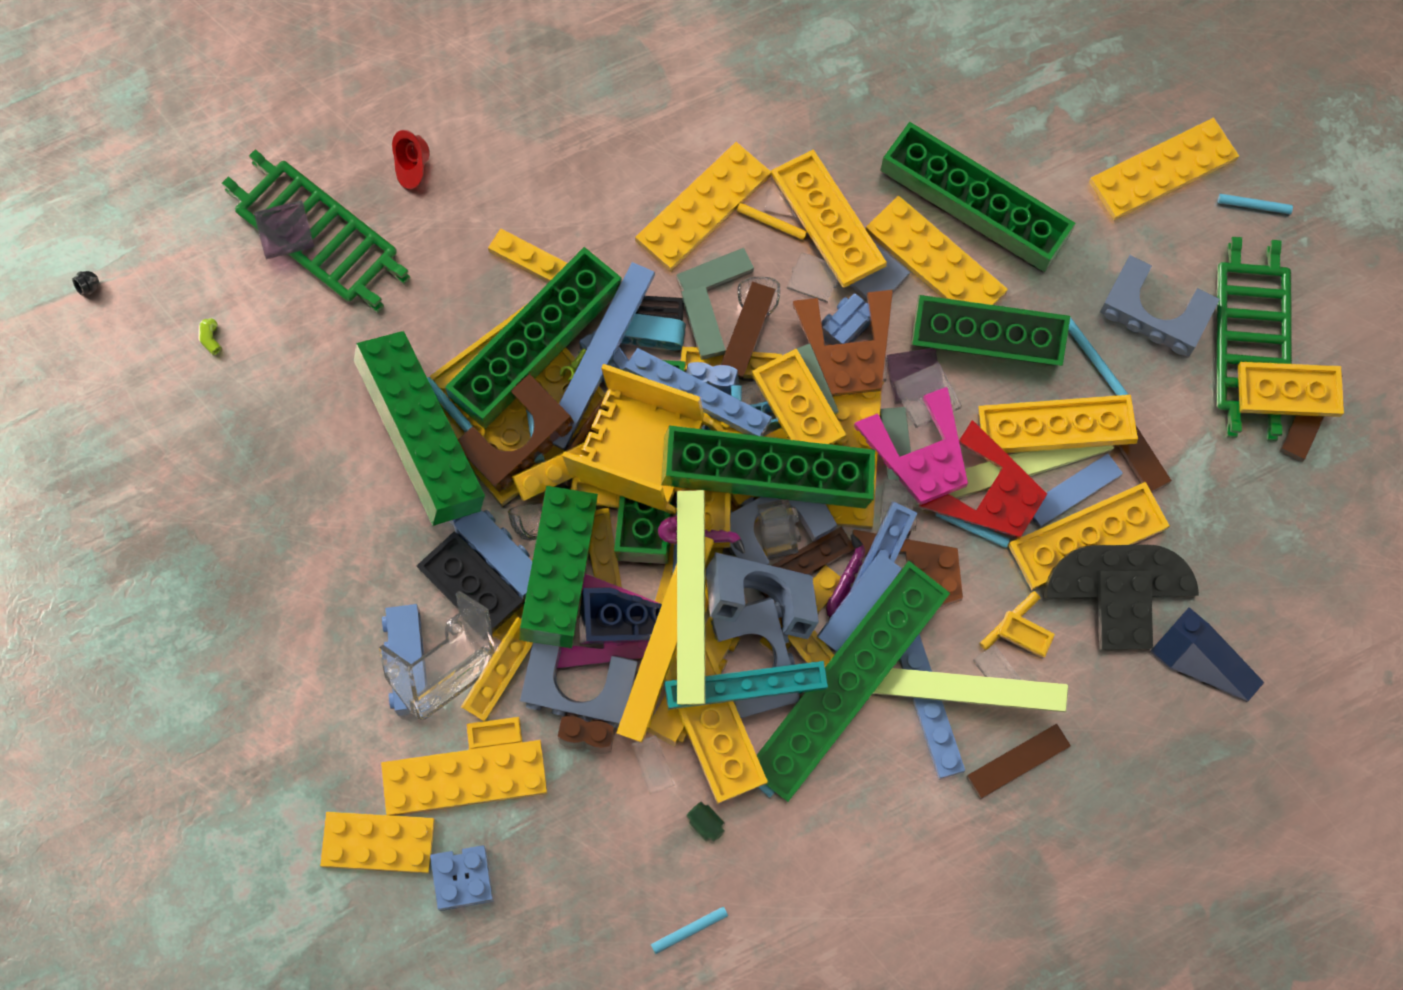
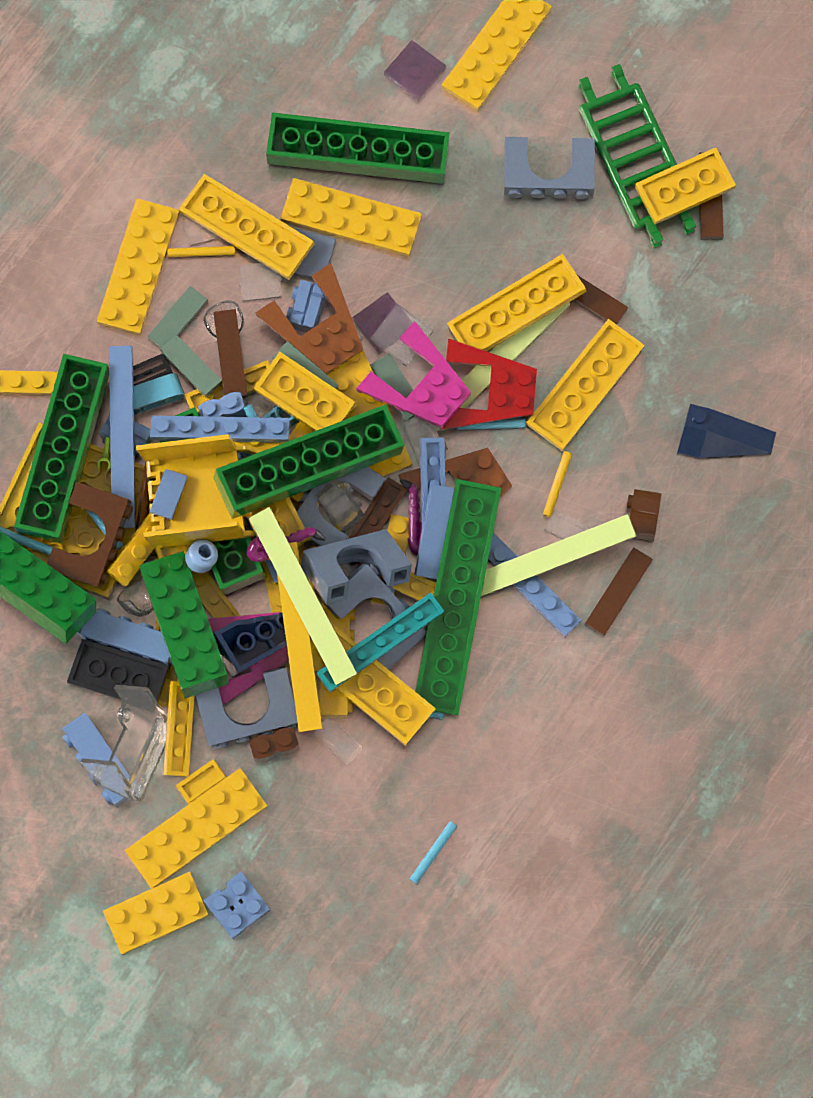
camera: 25 degrees left, 5 degrees up
(612, 431) = (168, 494): none -> medium blue tile
(612, 507) = (201, 556): none -> light blue head
(706, 822) = (403, 764): clear green brick -> none
(990, 330) = (425, 256): green brick -> none
(1025, 634) = (575, 489): yellow tile -> none
(1071, 152) = (415, 70): none -> clear purple tile
(1077, 489) = (558, 351): medium blue tile -> none
(1085, 694) = (644, 513): none -> reddish brown brick
(1096, 359) = (520, 236): medium azure bar -> none
(1124, 583) = (632, 410): pearl dark grey plate -> none
(1255, 204) = (585, 40): medium azure bar -> none

